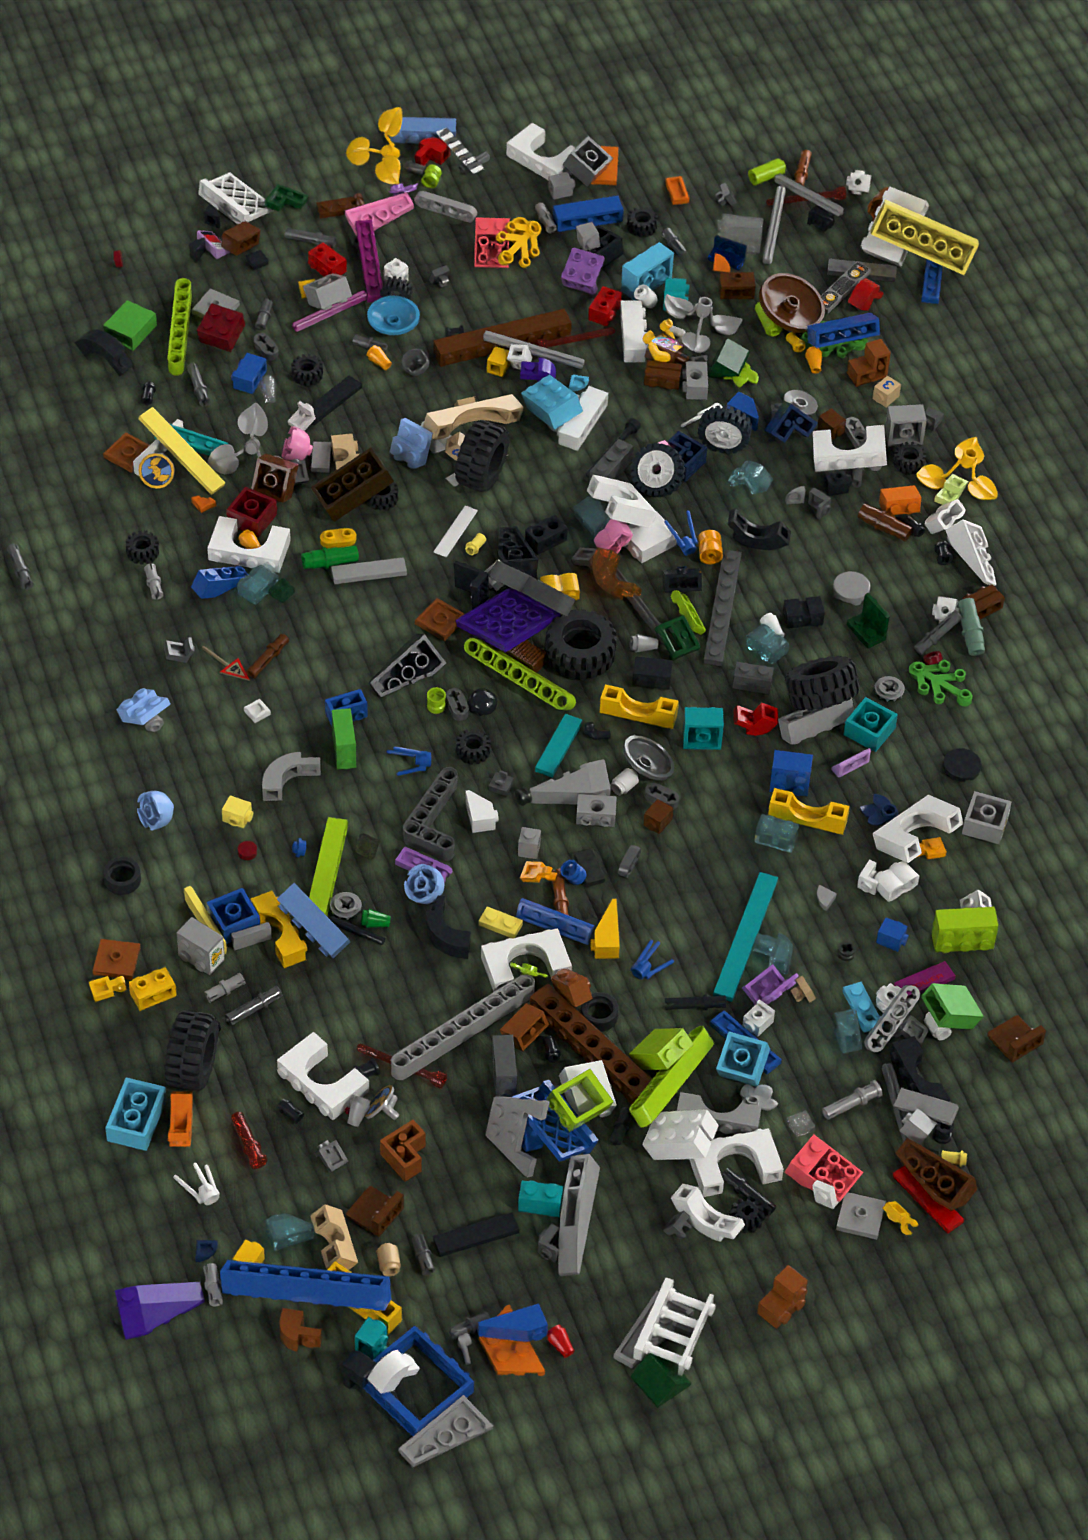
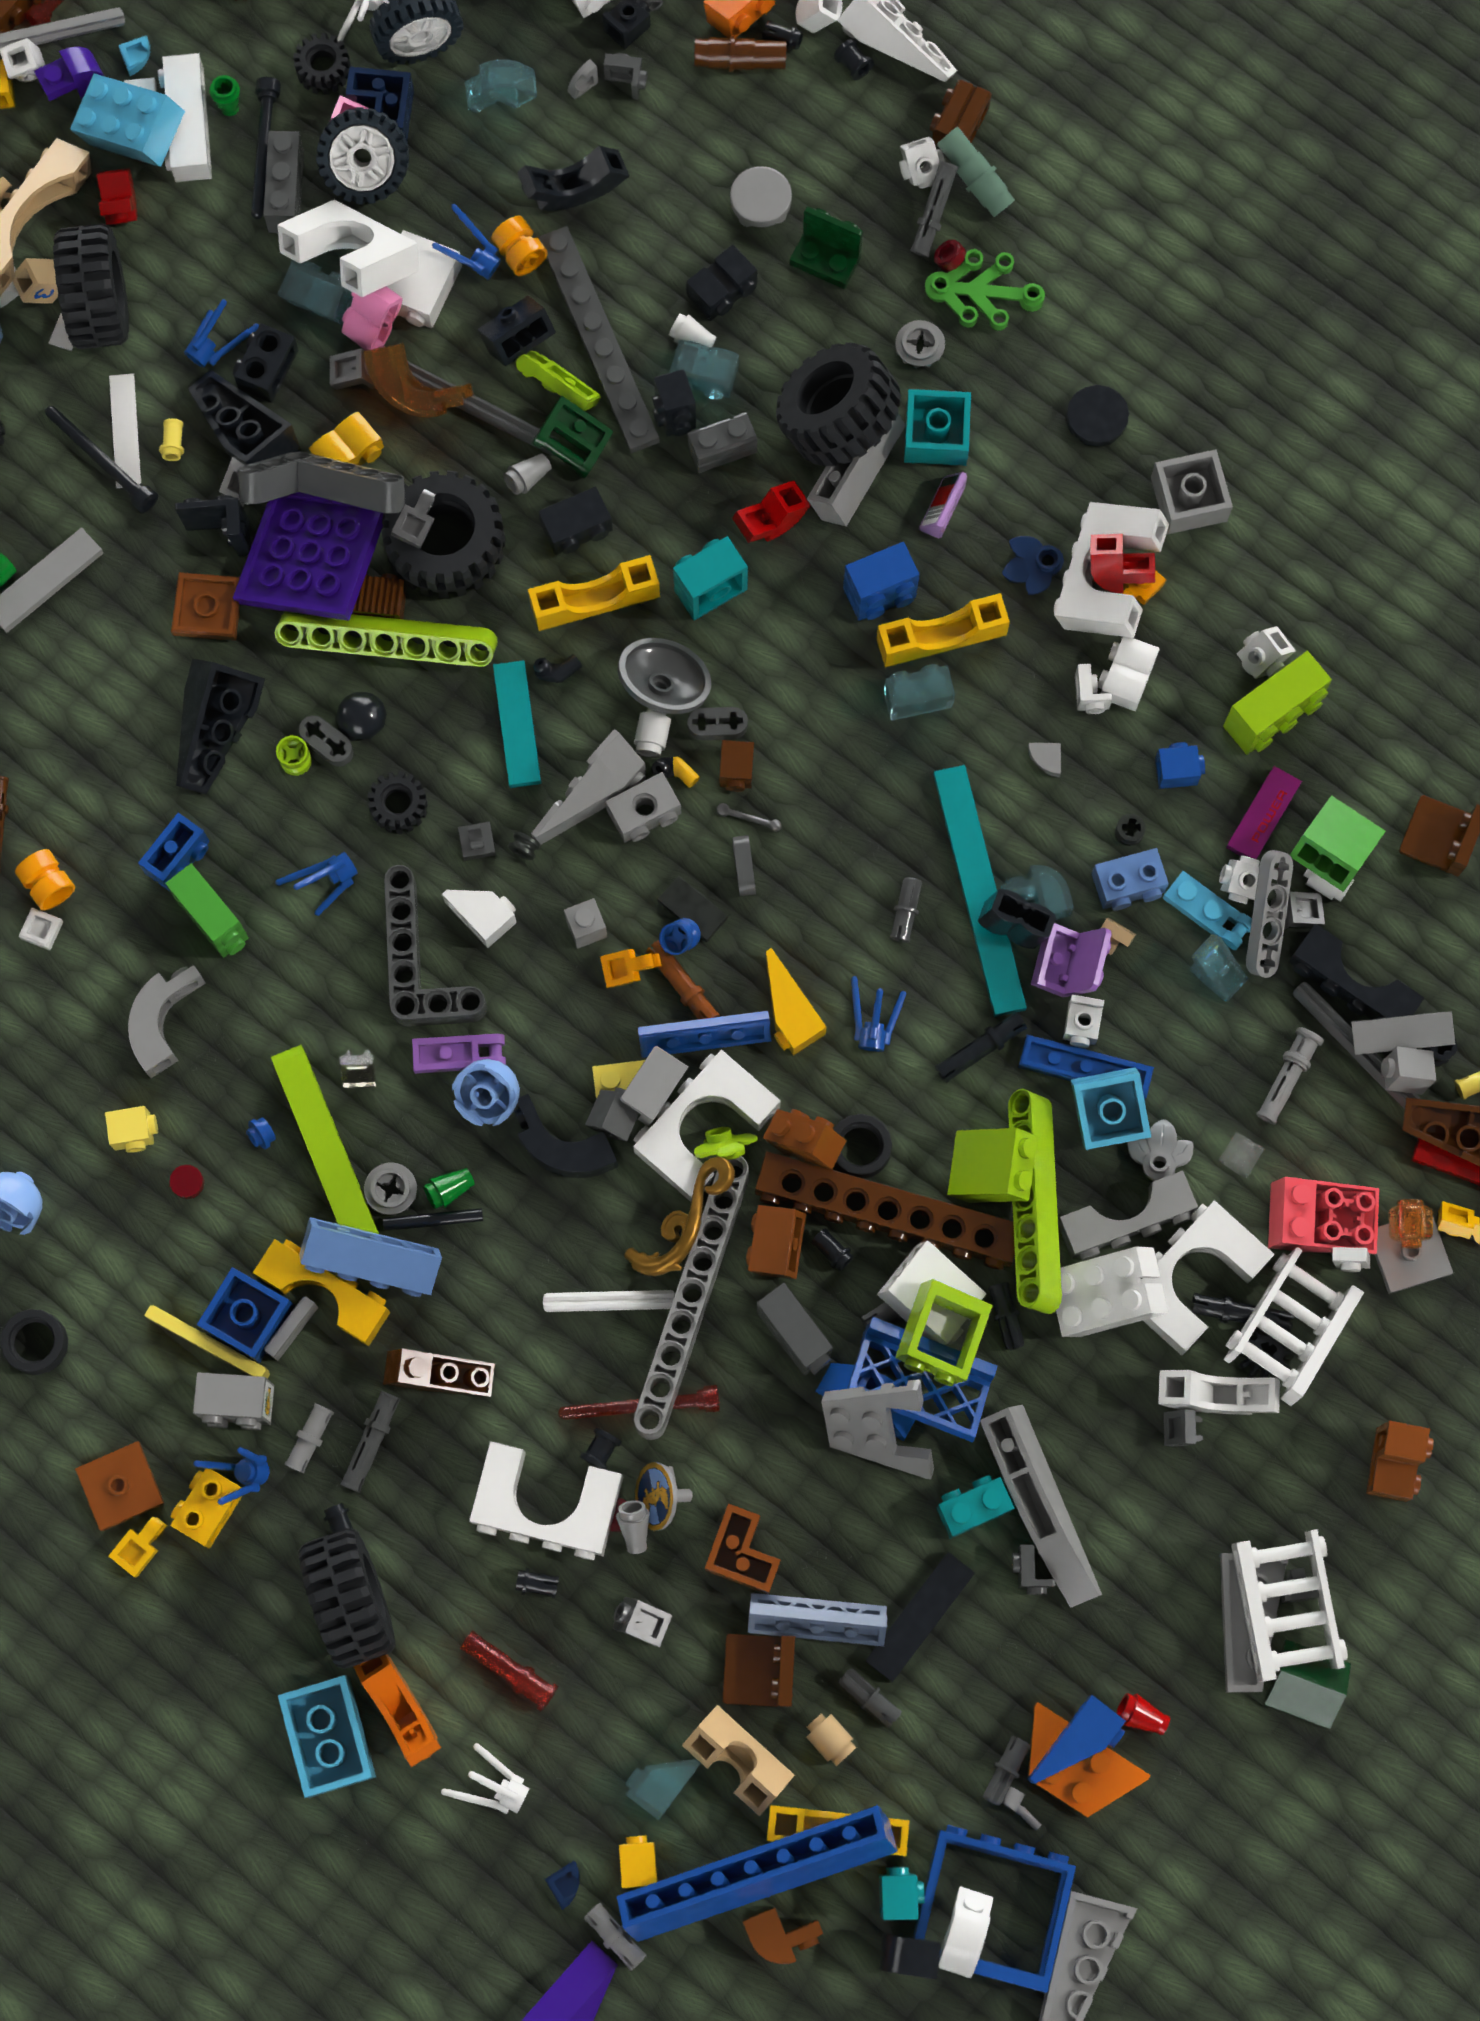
camera: 30 degrees left, 25 degrees up
(184, 984) = (249, 1471): none -> blue plant
(274, 688) = (42, 876): none -> light orange wheel
(309, 993) = (438, 1373): none -> reddish brown slope
(414, 1008) = (608, 1300): none -> white axle
(421, 1201) = (817, 1619): none -> sand blue fence
(443, 559) = (141, 496): none -> black piece
(481, 991) = (652, 1264): none -> pearl gold plant
(482, 928) = (612, 1115): none -> dark grey brick
(512, 924) = (653, 1084): none -> light grey panel
(519, 513) = (202, 348): none -> blue plant
(524, 432) = (117, 196): none -> red brick
(567, 625) = (414, 522): none -> flat silver plate
(609, 415) = (225, 93): none -> green cone
(625, 803) = (676, 767): none -> arm
(637, 835) = (723, 810): none -> flat silver hinge
(665, 420) = (320, 48): none -> black tyre
(700, 923) = (906, 910): none -> dark grey axle
(739, 644) = (674, 403): none -> black brick
(754, 951) = (1021, 921): none -> black brick
(770, 1223) = (1309, 1354): none -> white fence
(829, 969) = (1130, 879): none -> medium blue brick
(868, 1194) = (1410, 1223): none -> clear orange head
(917, 824) = (1113, 568): none -> red brick

